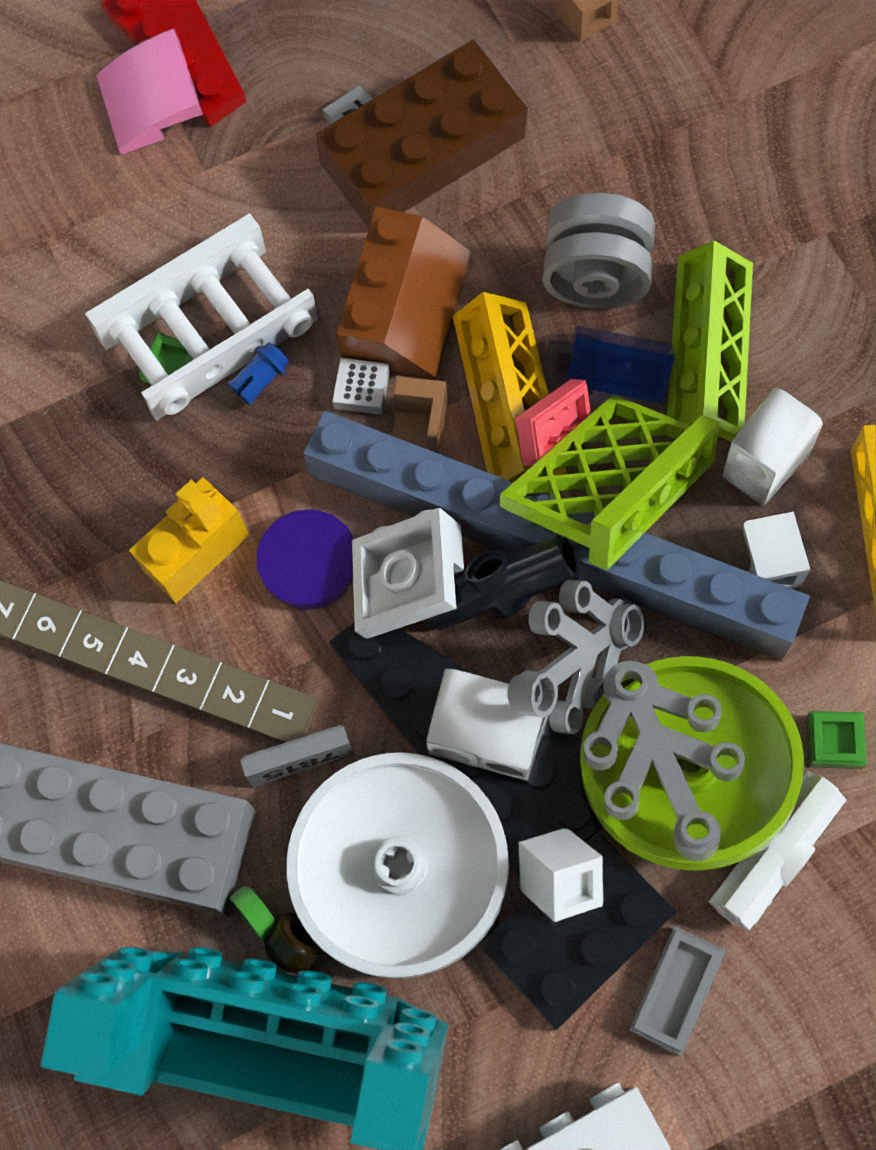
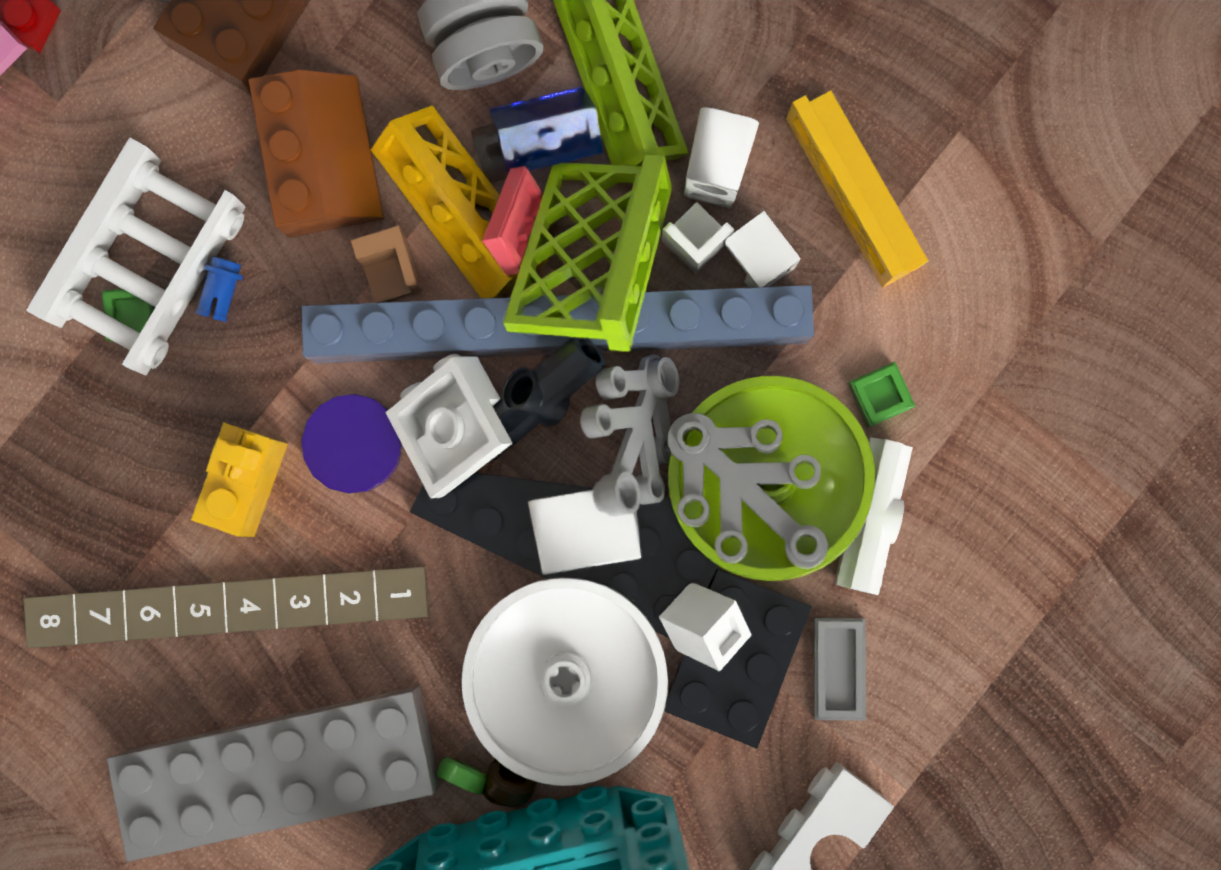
camera: 25 degrees left, 15 degrees up
(297, 756) = (432, 626): light grey tile -> none
(361, 386) = (319, 257): white tile -> none
(716, 514) = (696, 237): none -> white panel

